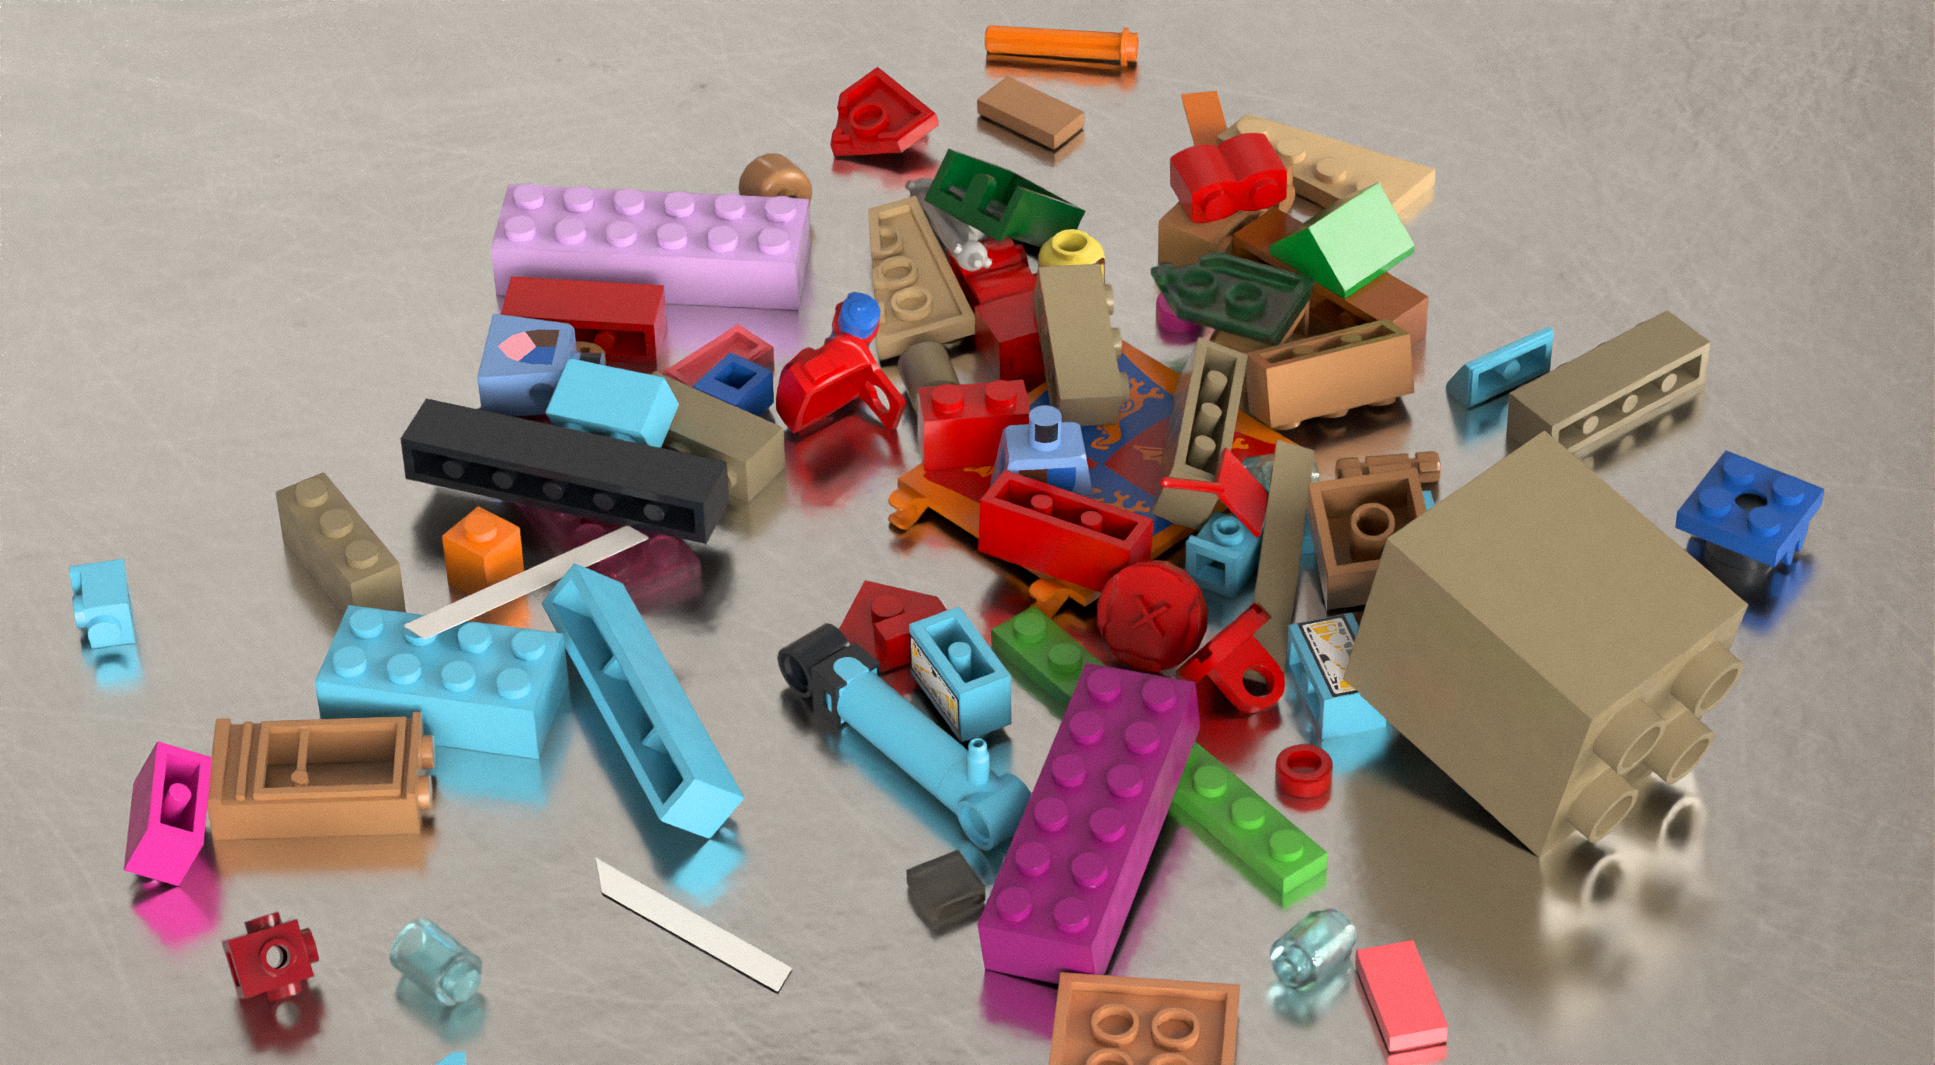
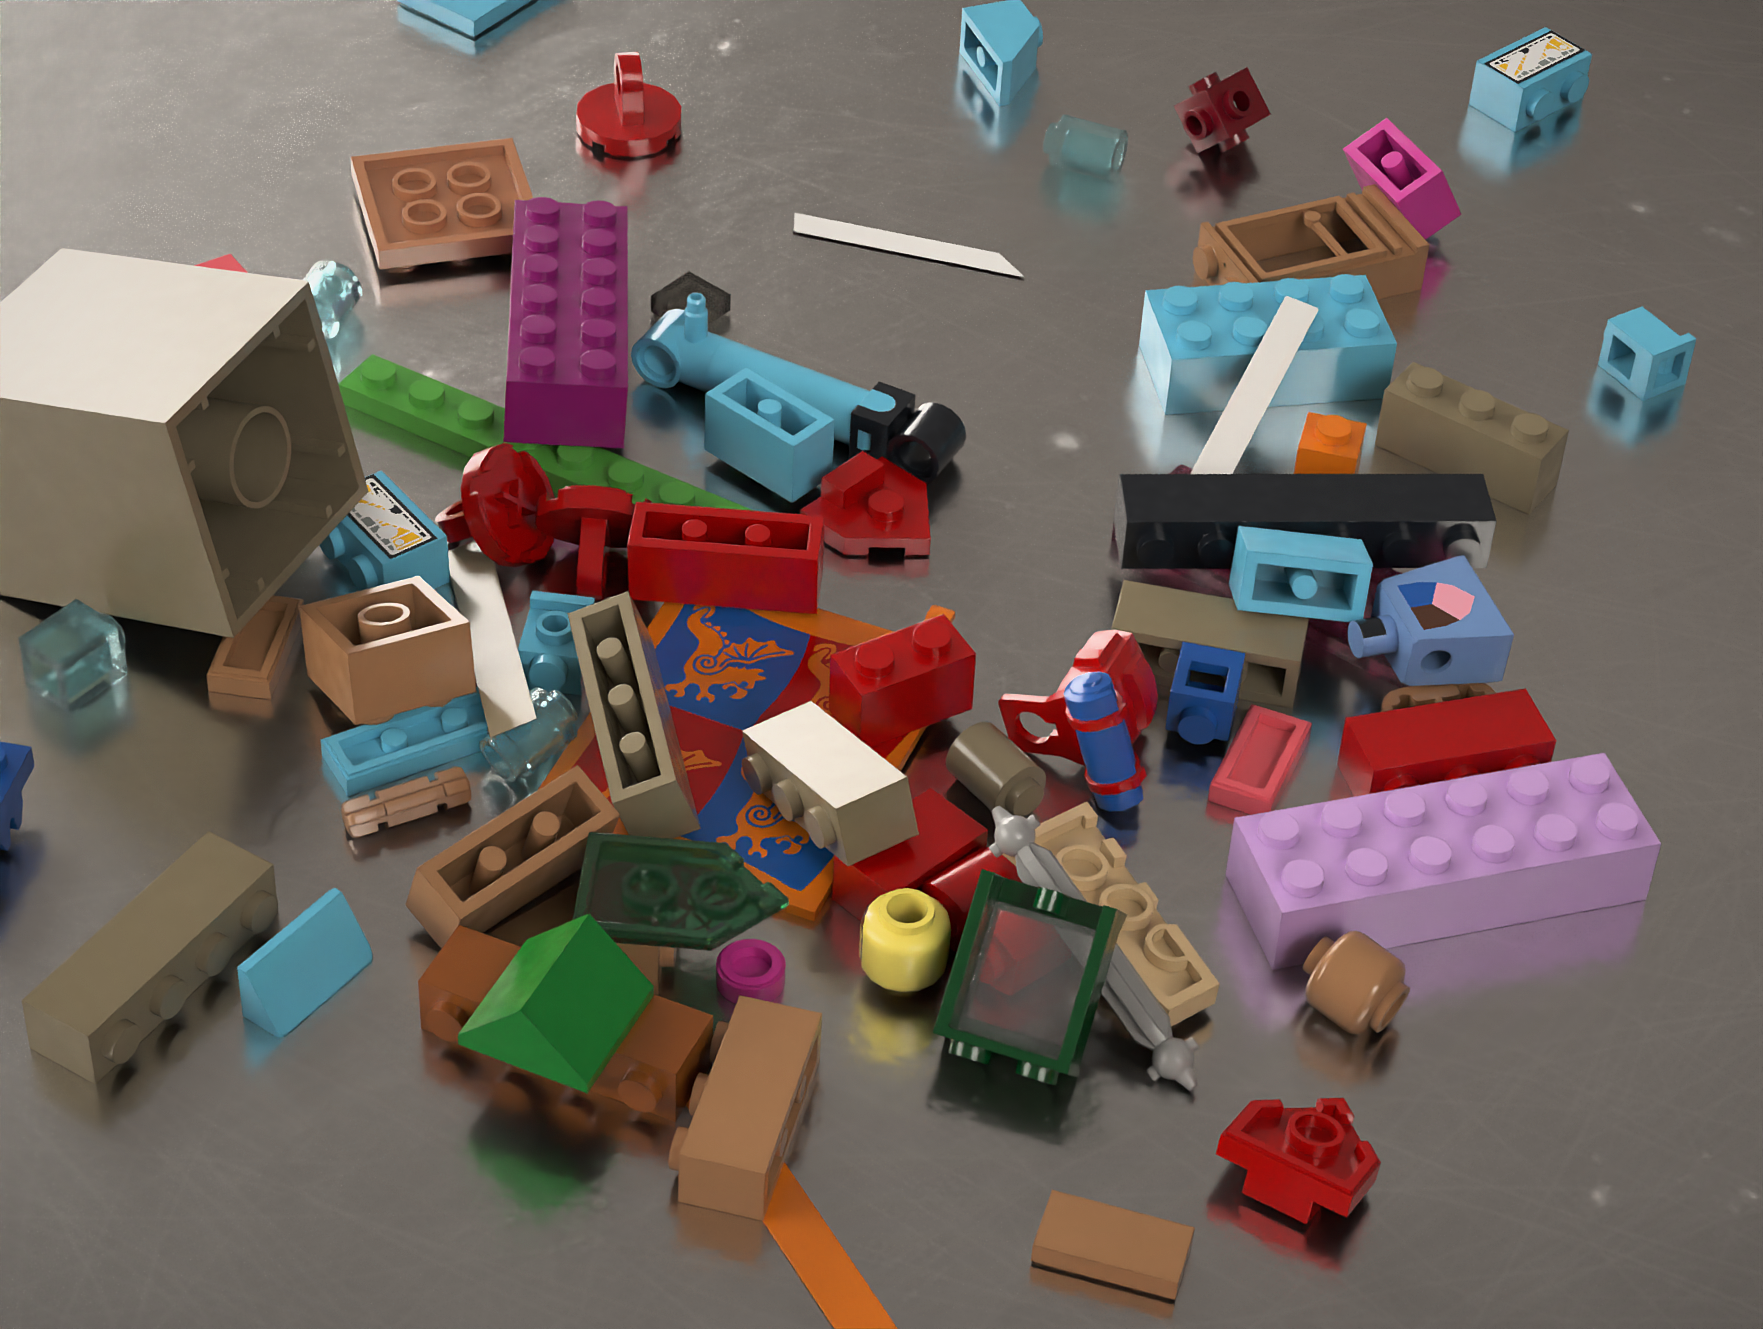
camera: 155 degrees right, 0 degrees up
(642, 702) = (1067, 355): medium azure brick -> none
(1046, 452) = (782, 623): medium blue torso -> none
(1228, 177) = (745, 1048): red brick -> none
(1234, 487) = (556, 625): red piece -> none
(1303, 771) = (396, 460): red tile -> none
(1335, 169) = (621, 1239): tan wing -> none

